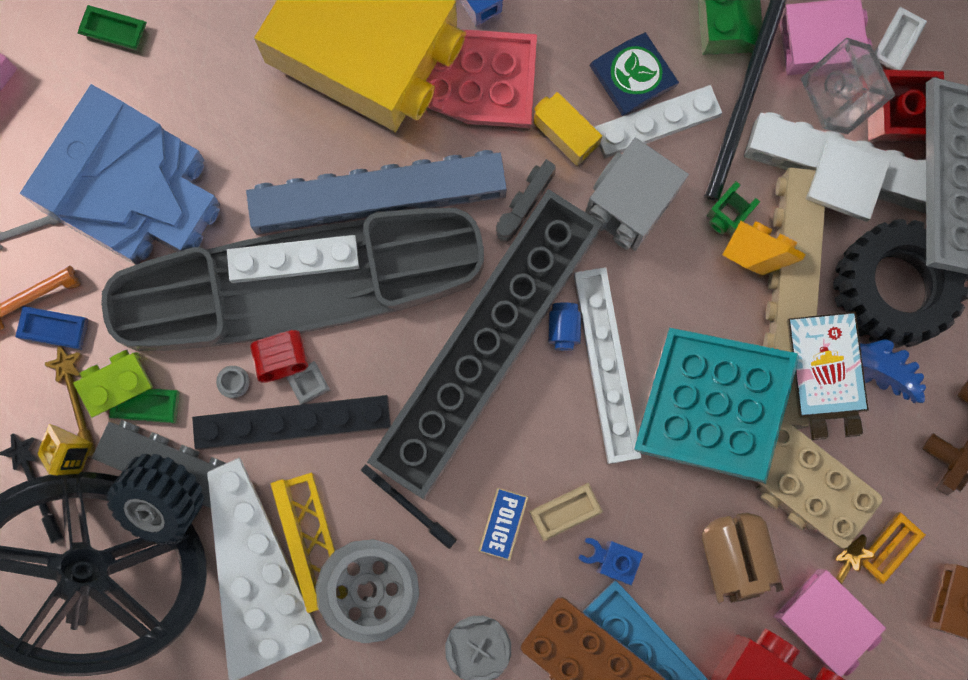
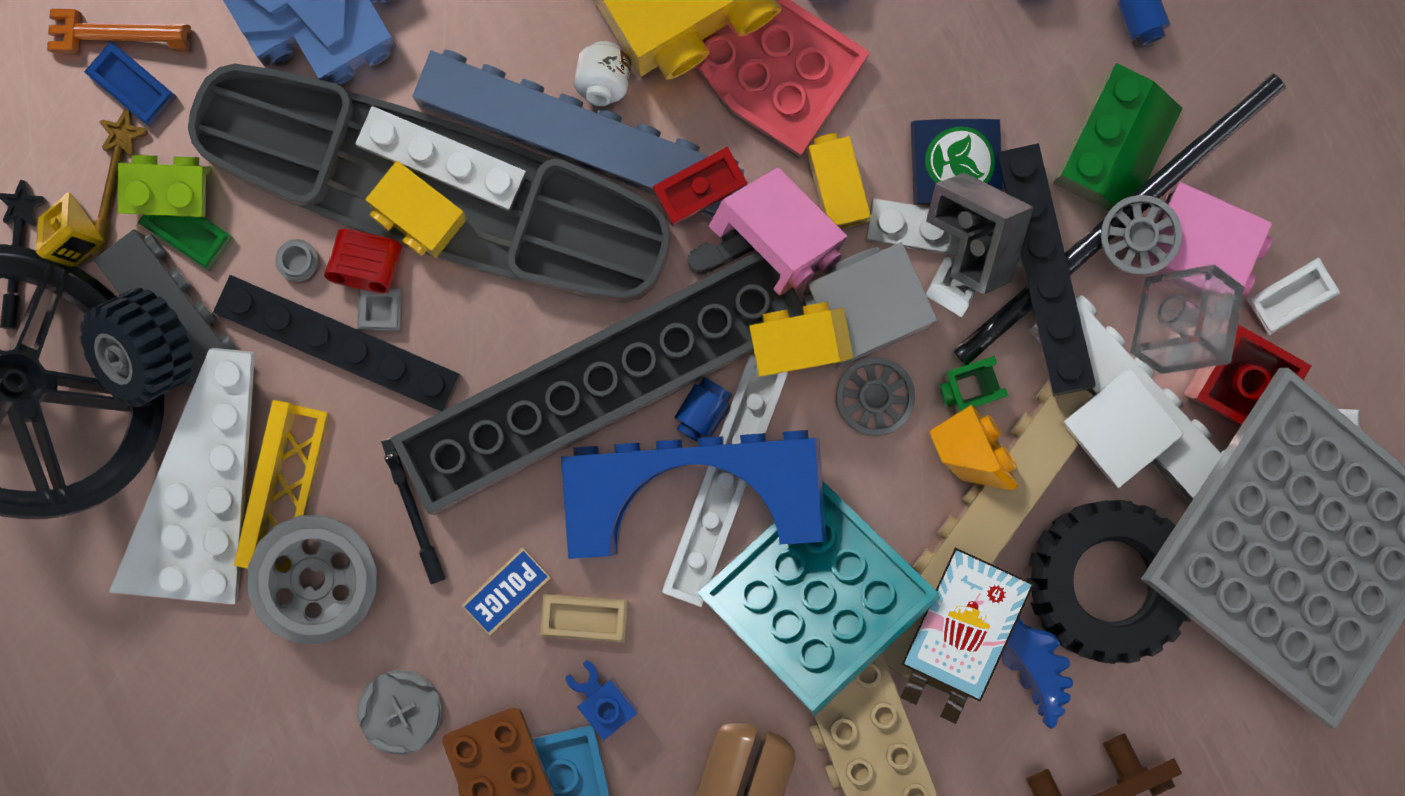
camera: 30 degrees right, 5 degrees up
(295, 301) = (415, 210): none -> yellow brick
(369, 143) = (602, 73): none -> white head
(478, 177) = (700, 186): none -> red plate
(529, 411) = (604, 485): none -> blue arch
(549, 172) = (782, 228): none -> bright pink panel
(608, 236) = (801, 340): none -> yellow brick
(671, 254) = (875, 396): none -> light grey wheel
(682, 151) = (949, 291): none -> white tile
(685, 97) = (988, 227): none -> flat silver brick
(736, 107) = (1048, 274): none -> black plate
(783, 50) = (1141, 235): none -> light grey wheel

